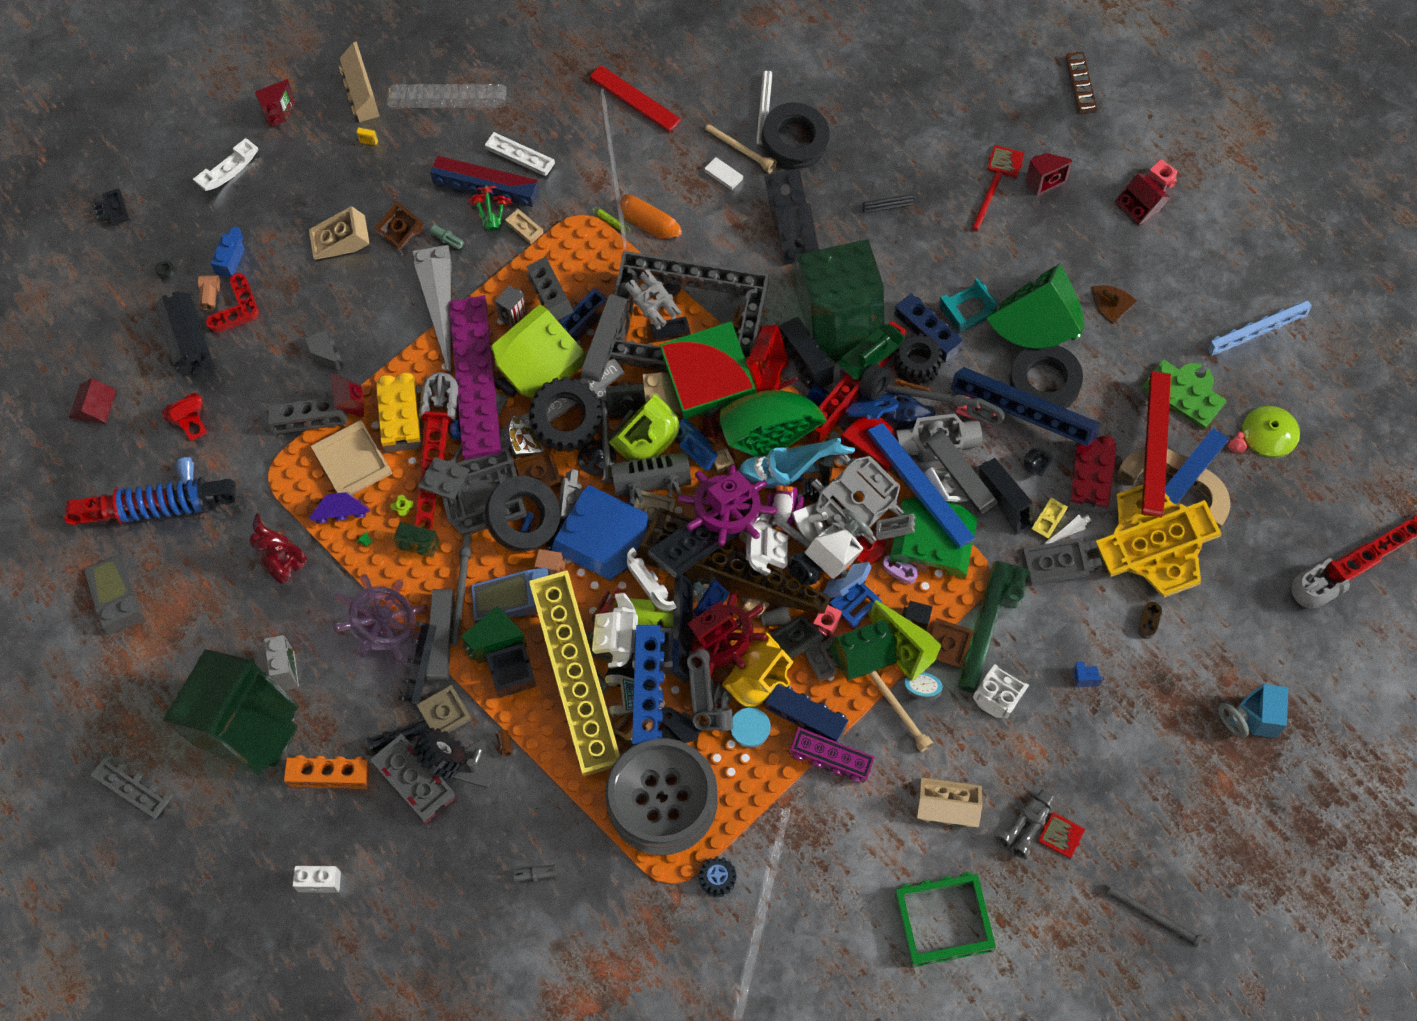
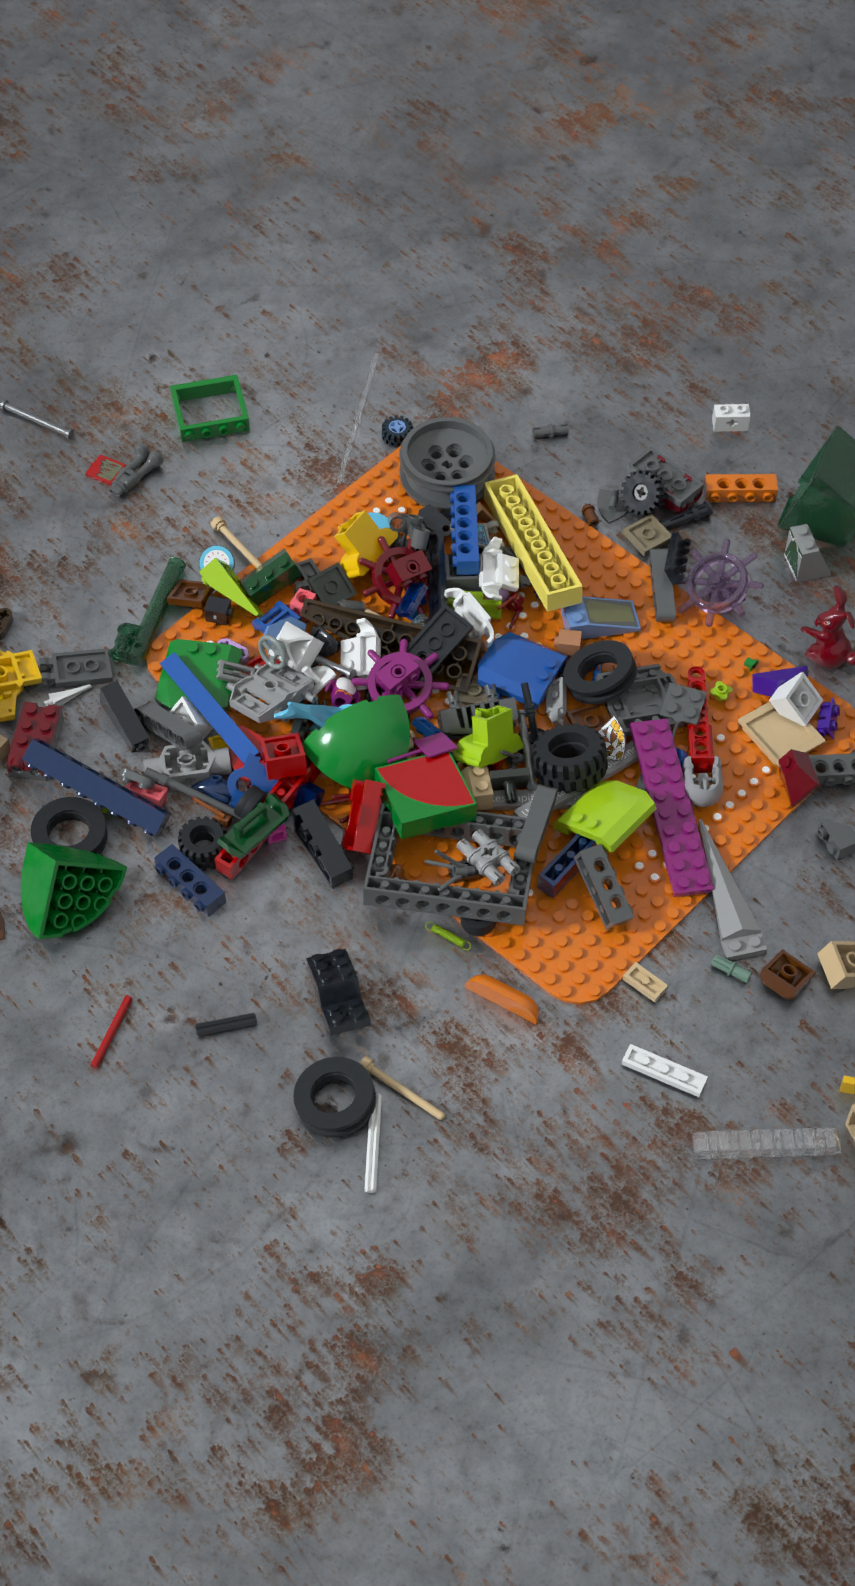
camera: 175 degrees right, 10 degrees down
(299, 477) = (828, 714): none -> dark purple hinge
(330, 478) = (797, 699): none -> white slope
(399, 413) = (743, 771): yellow piece -> none
(416, 539) = (700, 655): clear green brick -> none
(465, 555) = (651, 650): dark grey bar -> none
(471, 176) = (700, 1033): brick -> none
(491, 222) = (692, 994): plant -> none
(491, 634) = (610, 573): dark green slope -> none
(511, 306) = (643, 871): dark grey brick -> none
(511, 670) = (591, 553): black piece -> none
(609, 219) = (546, 995): lime piece -> none
(614, 172) = (551, 1059): clear piece -> none
(635, 98) = (534, 1152): red tile -> none
(680, 287) = (458, 868): none -> dark grey plant
(697, 418) = (430, 746): none -> magenta piece
(723, 173) = (419, 1056): white tile -> none
(806, 713) = (314, 531): dark blue brick -> none
(831, 755) = (301, 507): magenta brick -> none
(839, 295) = (287, 895): clear green windscreen -> none
(844, 409) = (283, 756): none -> red slope
(949, 308) = (154, 889): teal panel -> none
(949, 802) = (199, 484): tan slope -> none
(999, 693) = (145, 562): white slope -> none
(1006, 161) = (83, 1084): piece -> none
(1037, 461) = (90, 748): black piece -> none
(1047, 172) = (36, 1050): dark red slope -> none
(1049, 518) = (83, 707): light yellow slope -> none
(1086, 676) = (66, 576): blue panel -> none

